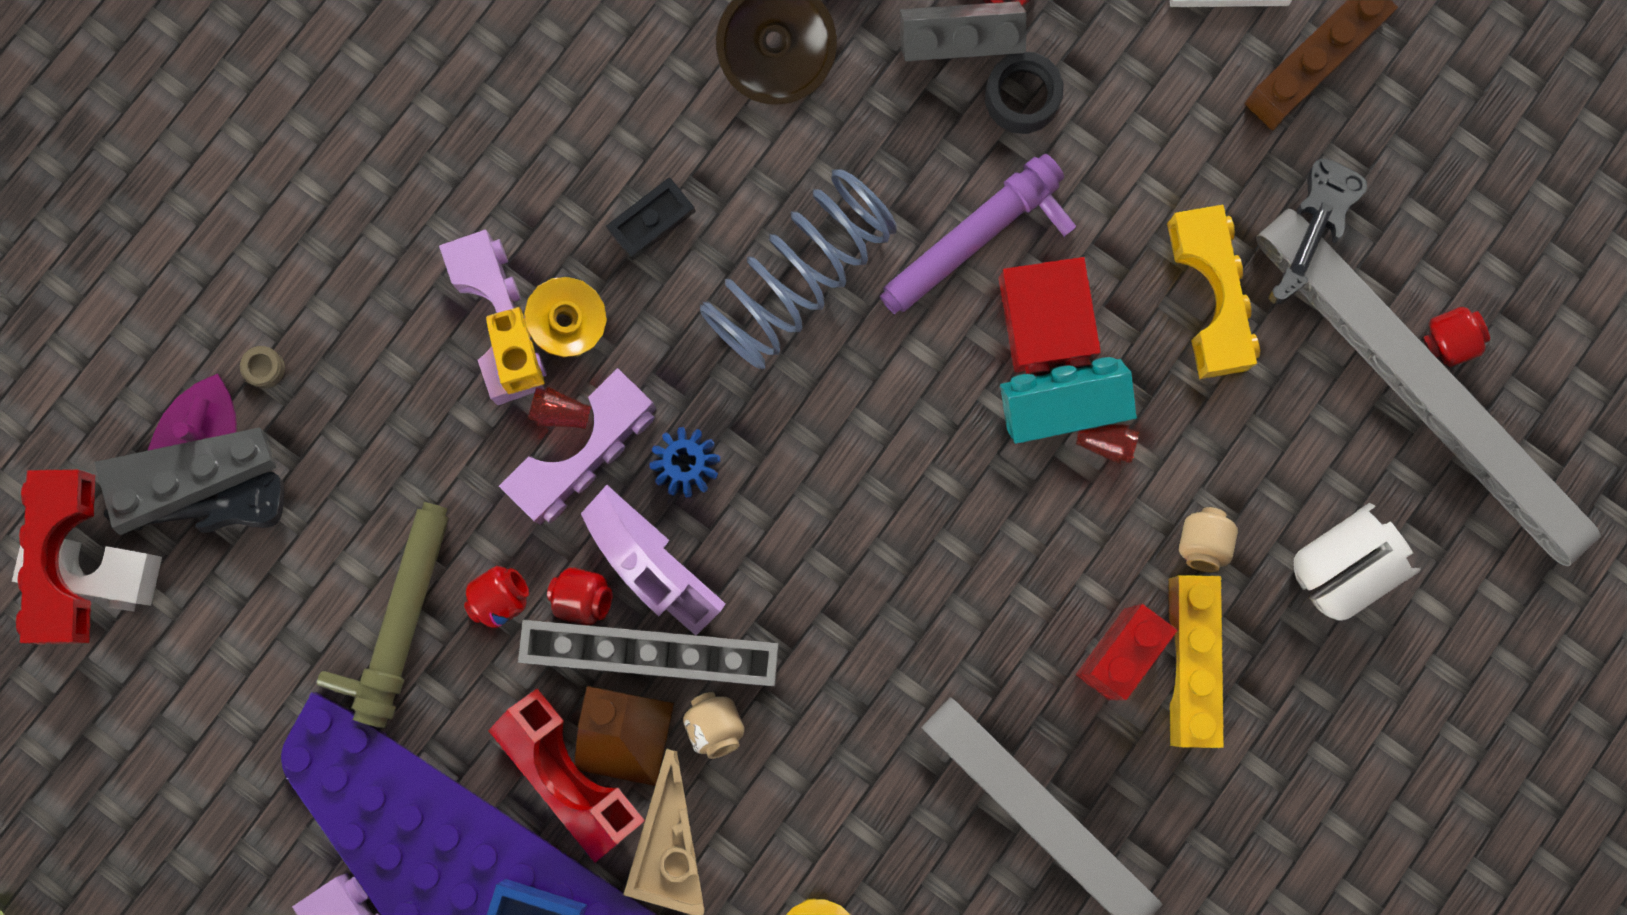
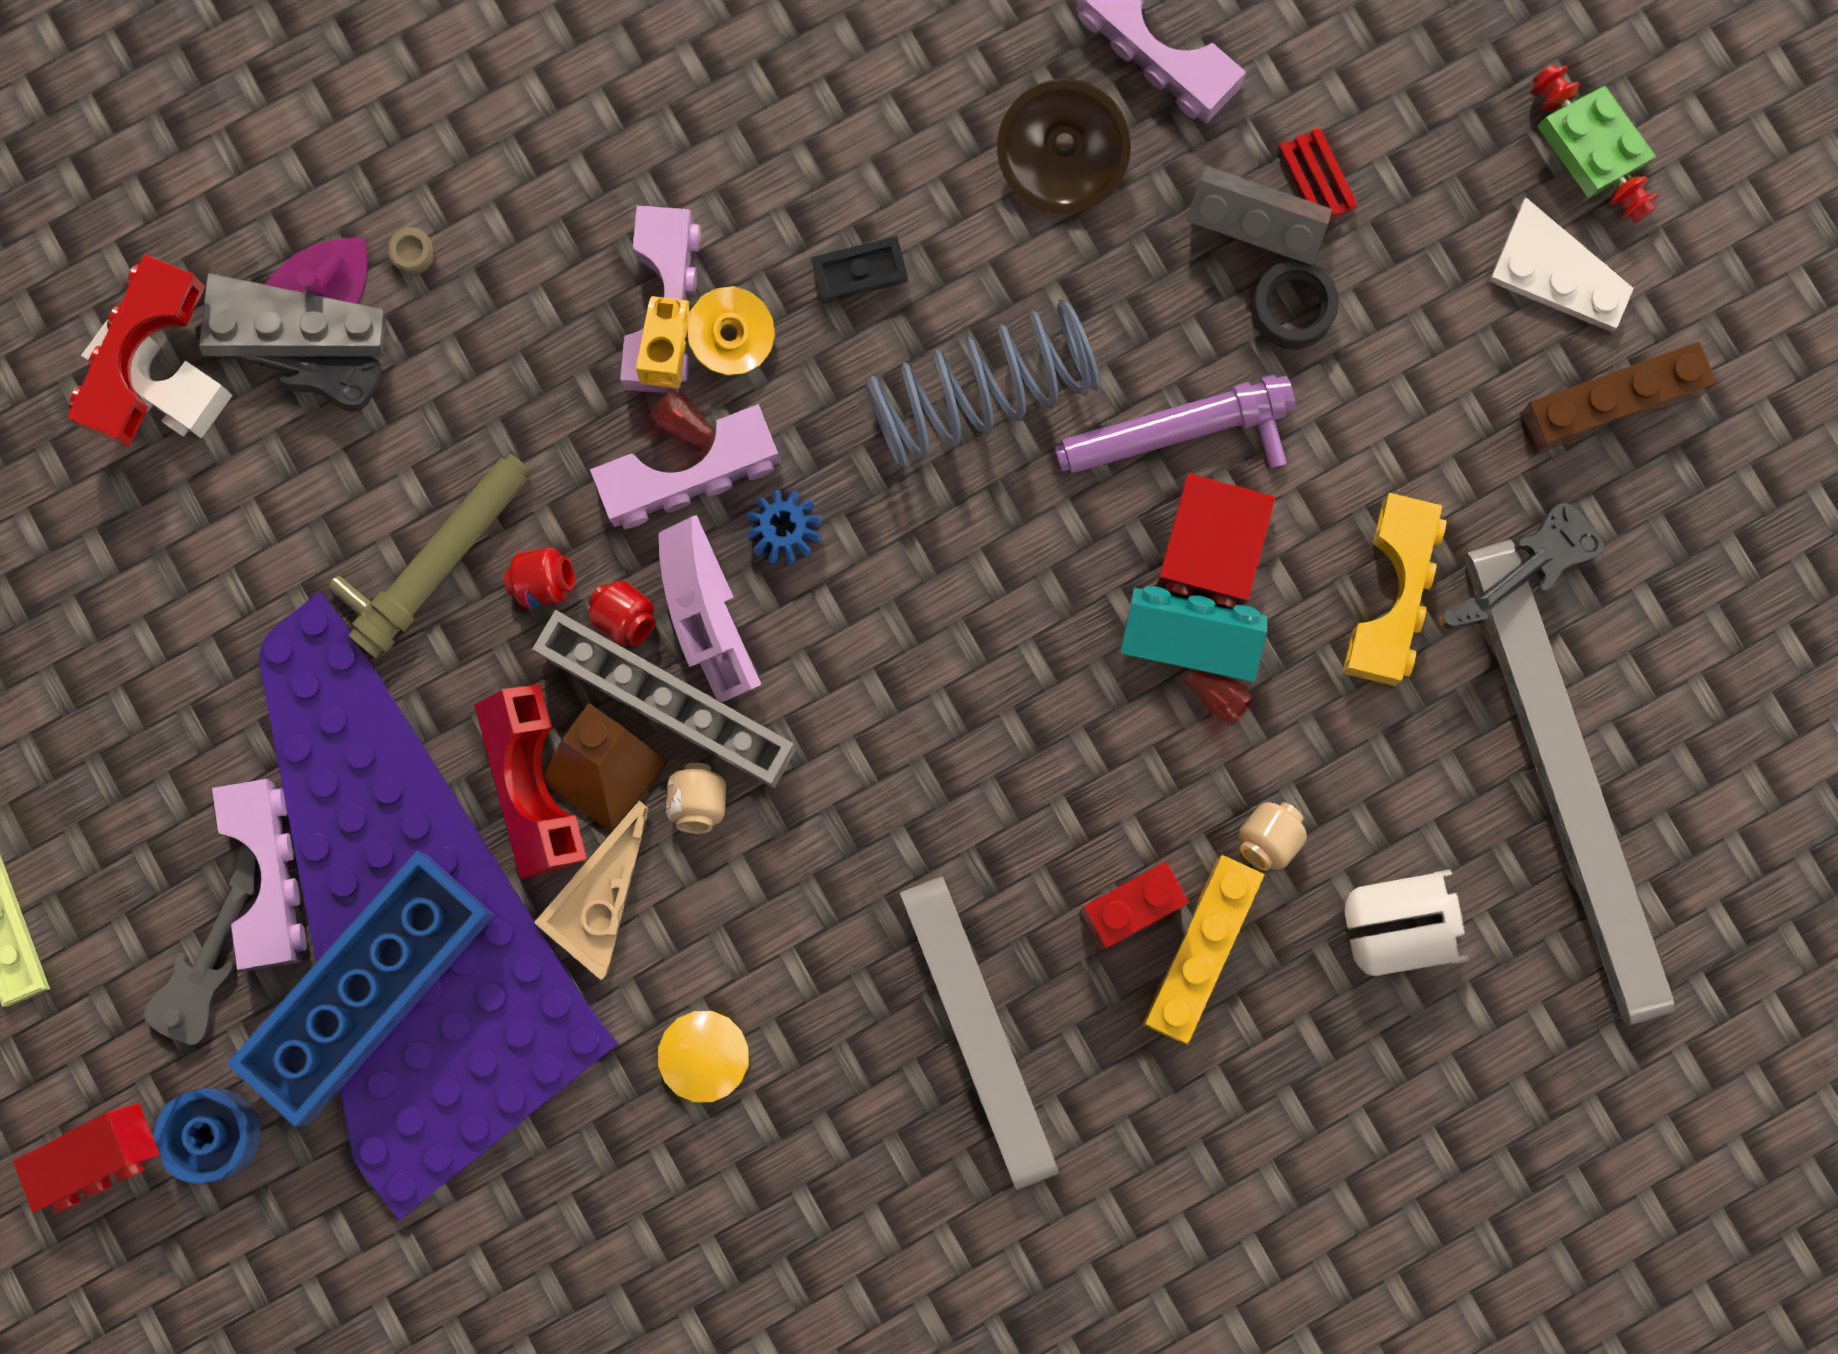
camera: 30 degrees right, 0 degrees up
(1457, 336) = (1623, 744): red head -> none

